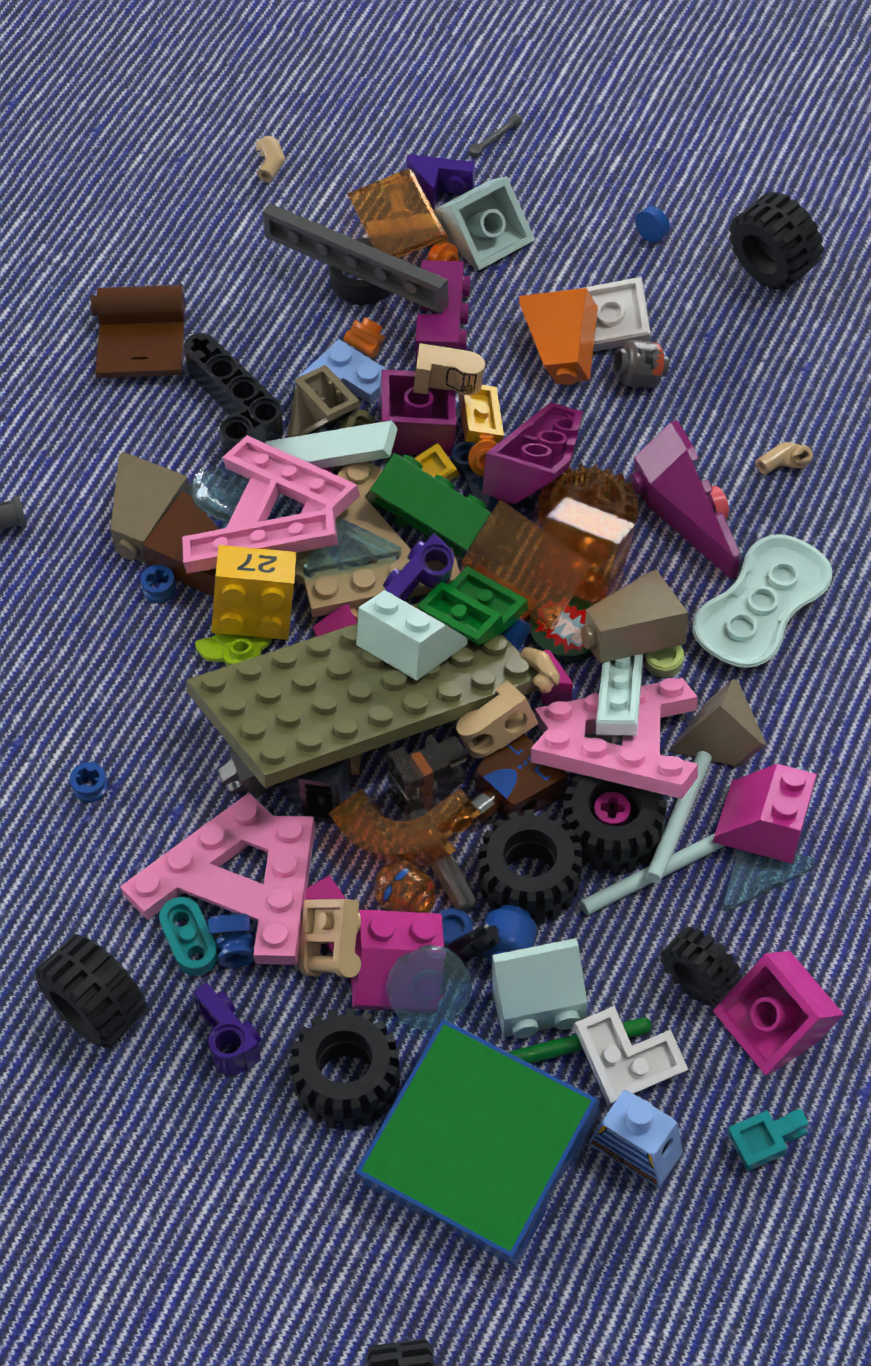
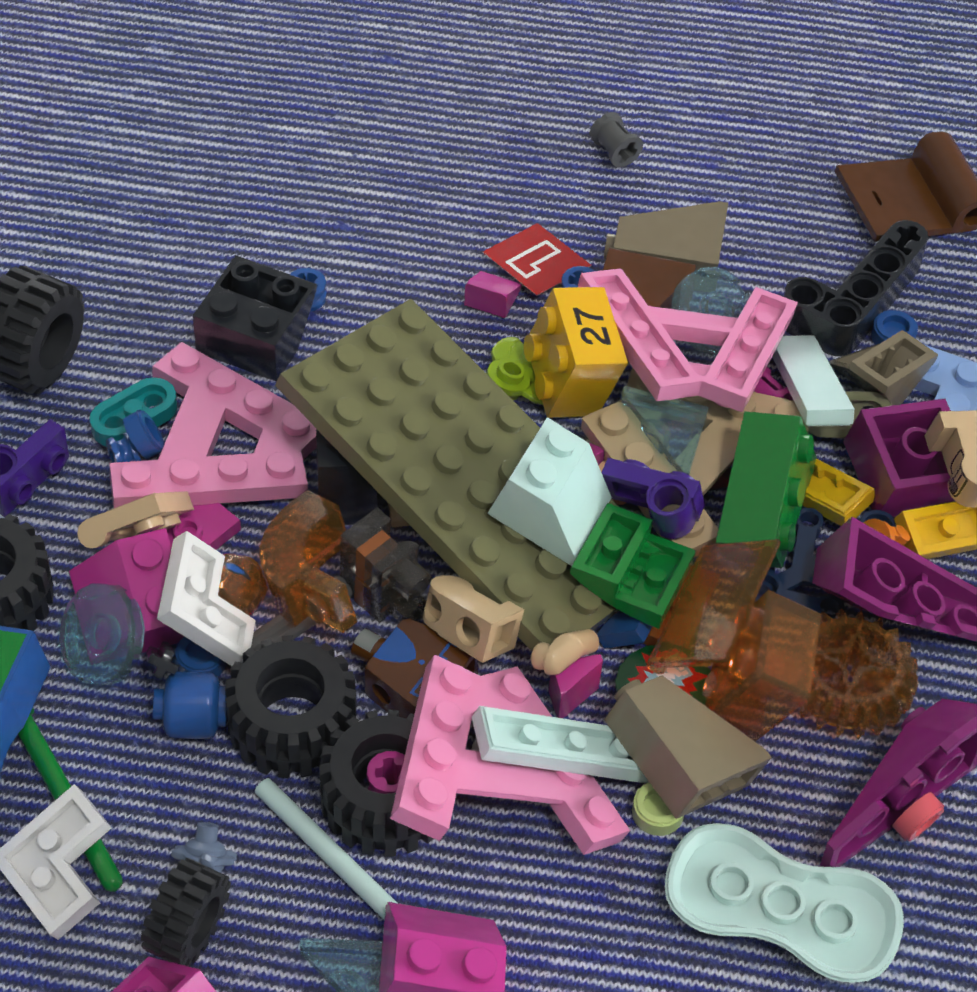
camera: 70 degrees right, 5 degrees down
(112, 607) = (535, 258): none -> red sticker
(119, 820) = (254, 318): none -> black slope
(141, 646) = (491, 293): none -> dark pink slope
(279, 387) = (890, 323): none -> blue tile
(445, 902) = (193, 605): none -> white plate
(539, 988) = (118, 745): light aqua slope -> none
(642, 953) = (206, 848): none -> sand blue plant
(676, 822) = (416, 862): light aqua bar -> none
(723, 729) = (563, 889): dark tan slope -> none

